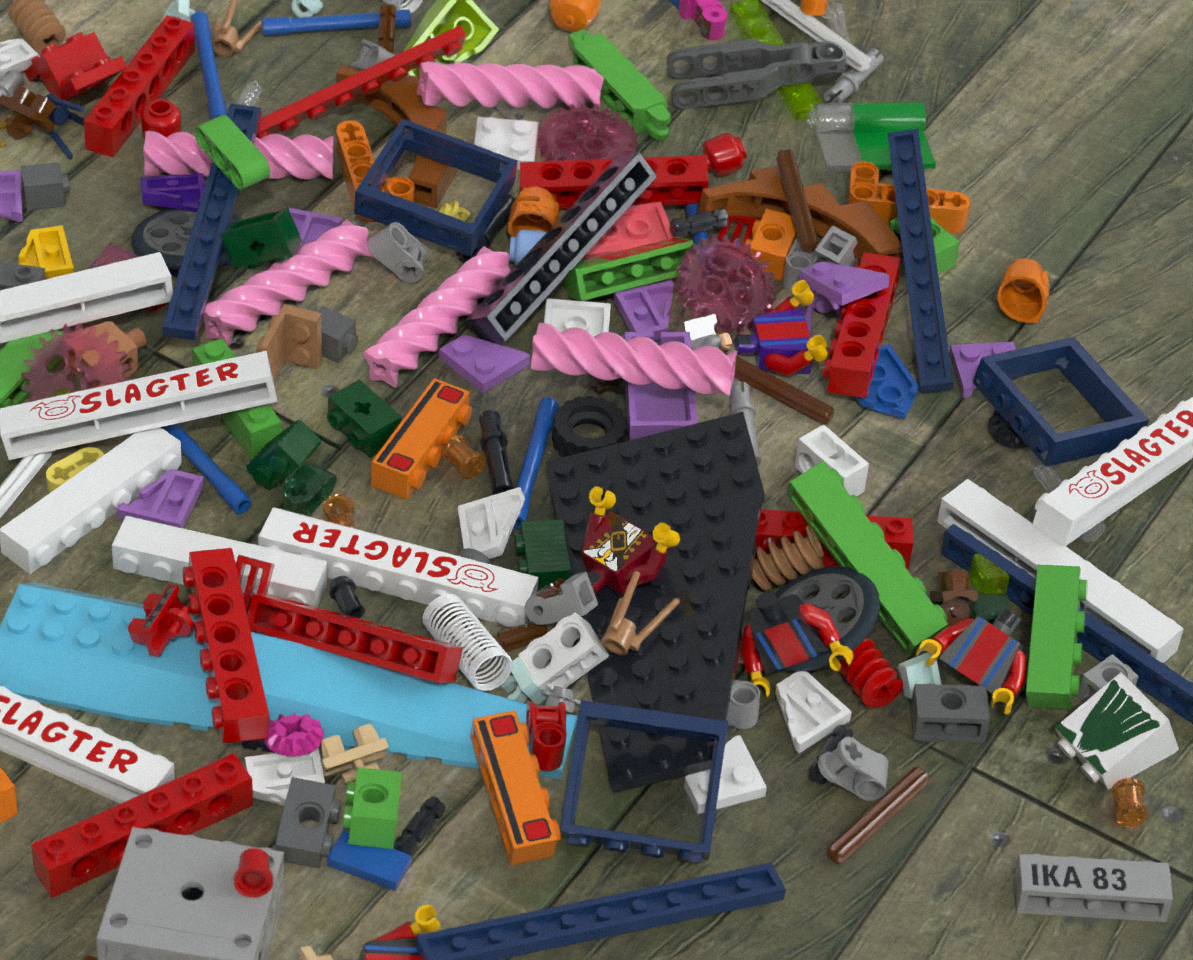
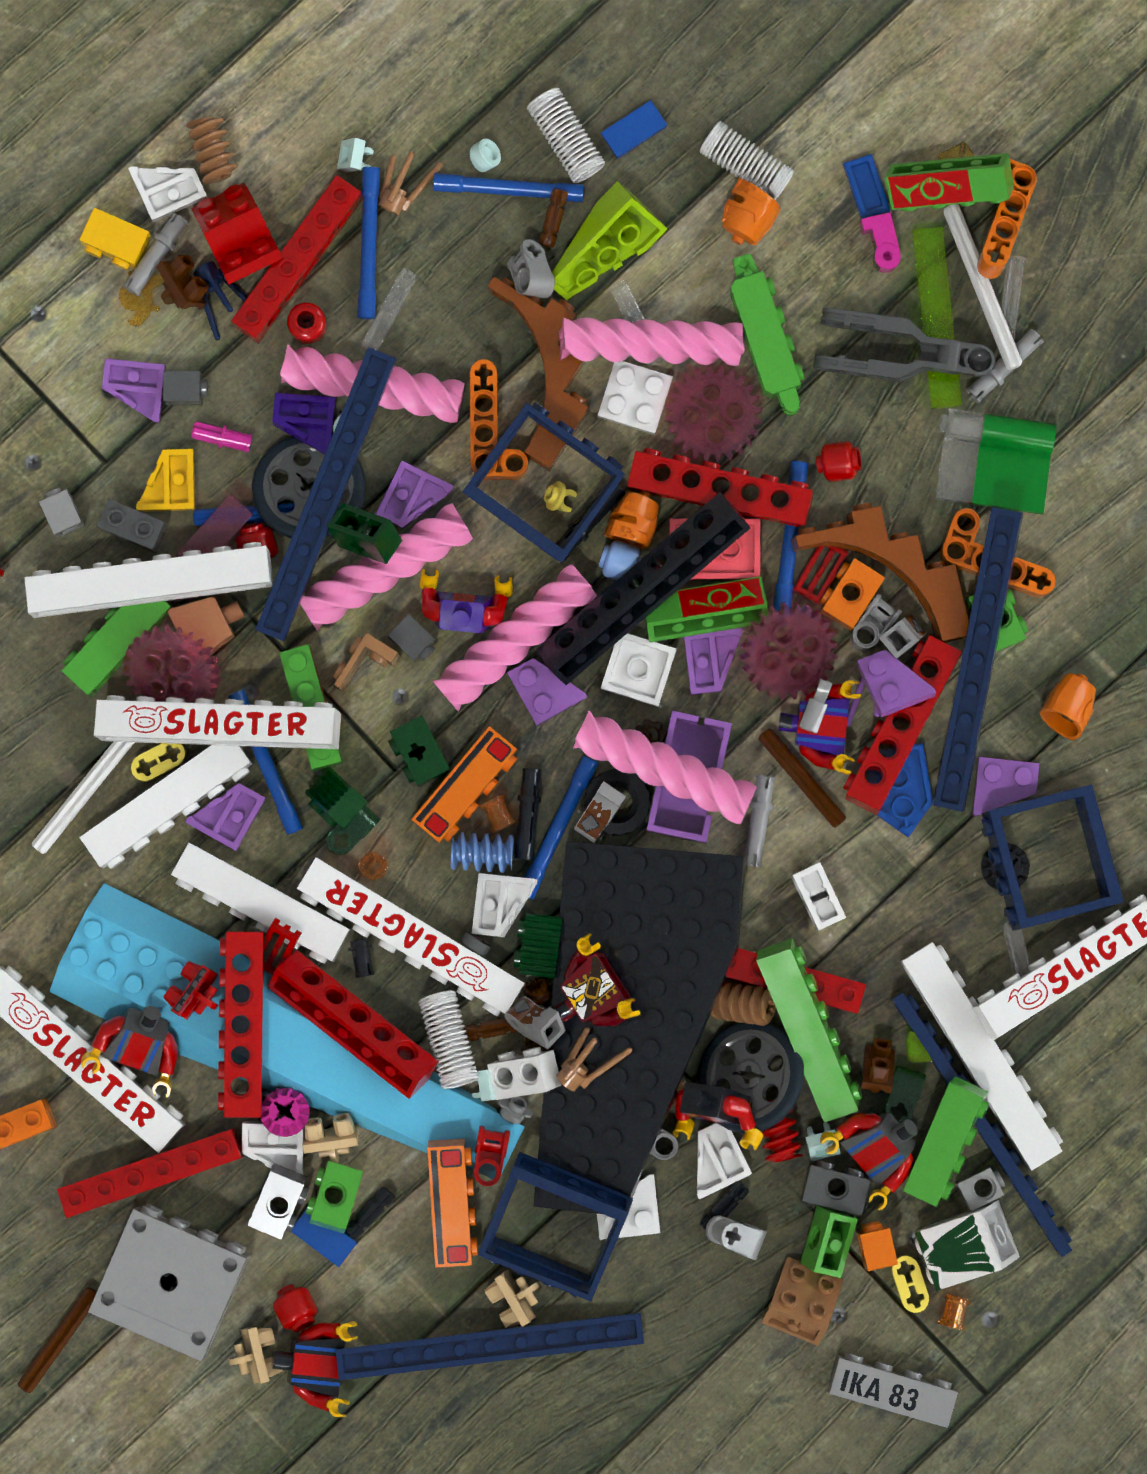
camera: 20 degrees right, 40 degrees up
(91, 217) = (221, 436): none -> dark pink axle
(104, 693) = (137, 1041): none -> torso
(232, 152) = (354, 427): bright green beam -> none
(253, 873) = (216, 1284): red piece -> none
(351, 927) = (295, 1308): none -> red head
(365, 82) = (509, 317): red plate -> none
(377, 297) = (463, 611): none -> torso
(398, 249) = (494, 547): light grey piece -> none
(456, 485) = (482, 852): none -> medium blue piece
(576, 419) = (599, 812): none -> leg
(620, 868) = (519, 1309): none -> tan hips
(699, 222) = (786, 561): black axle -> none
(703, 333) = (747, 715): piece -> none
(772, 311) = (816, 708): none -> light grey bar
(797, 200) = (882, 565): reddish brown axle -> none
(877, 815) = (744, 1277): reddish brown axle -> none
(954, 827) = (803, 1302): none -> medium nougat bracket
(962, 752) = (829, 1241): none -> bright green brick
(1018, 744) = (876, 1246): none -> orange brick
(1066, 791) = (917, 1282): none -> light yellow beam

